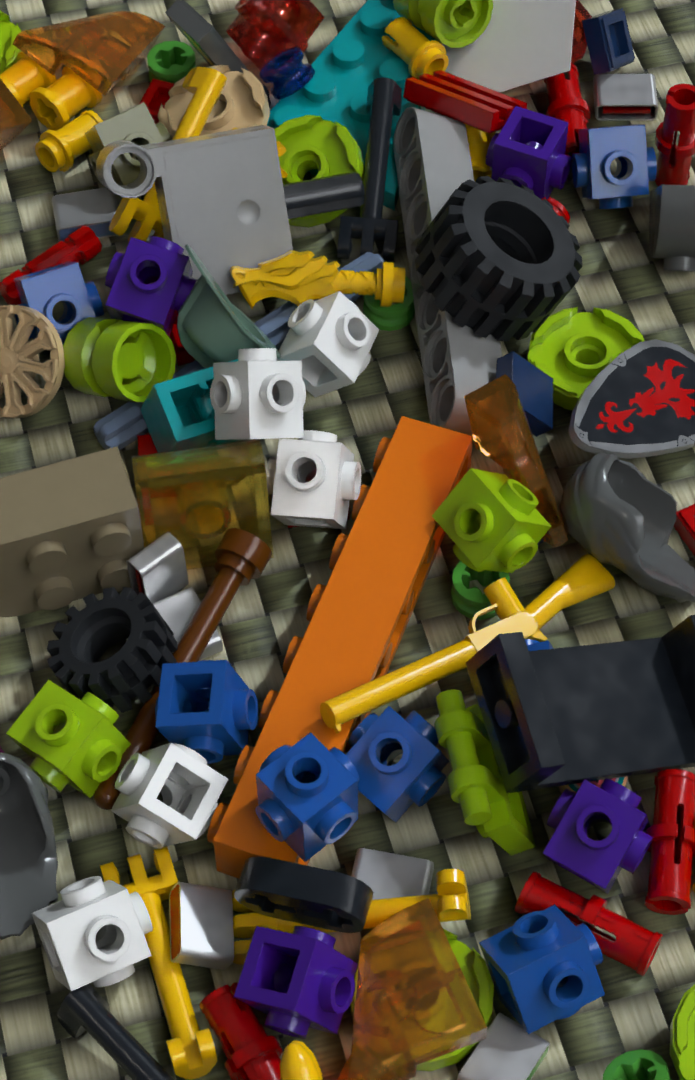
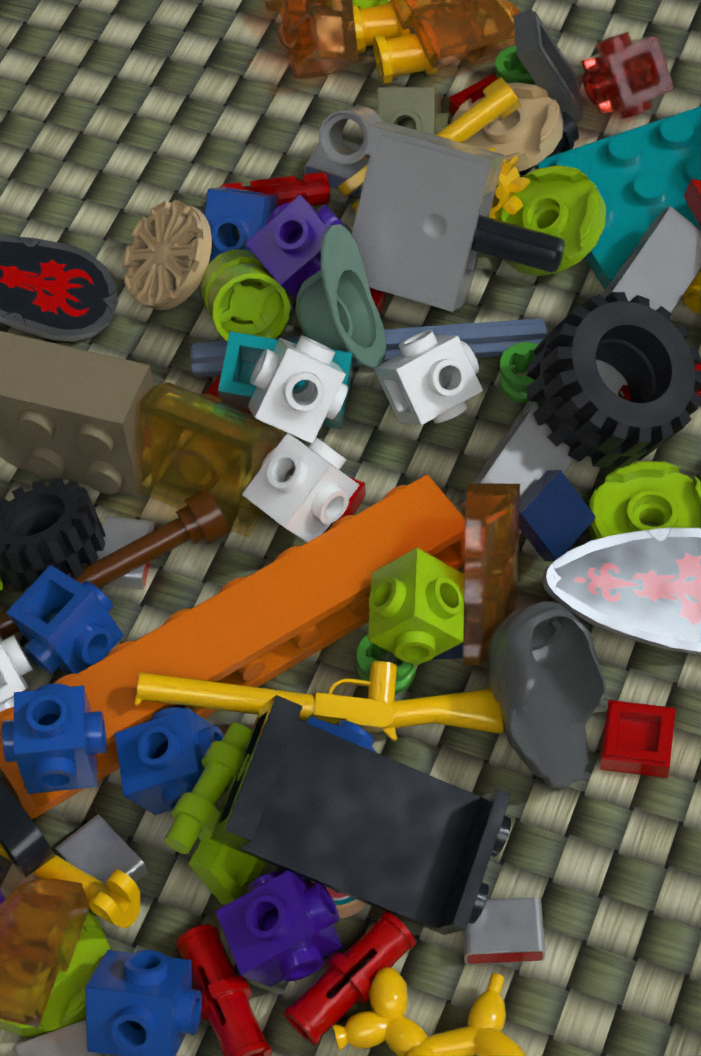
camera: 40 degrees right, 0 degrees up
(60, 147) = (365, 92): yellow pin -> none
(159, 569) = (134, 491): flat silver piece -> none
(287, 73) = (601, 123): clear blue bush -> none
(300, 278) = (453, 312): yellow piece -> none
(383, 102) = (564, 298): black hinge -> none

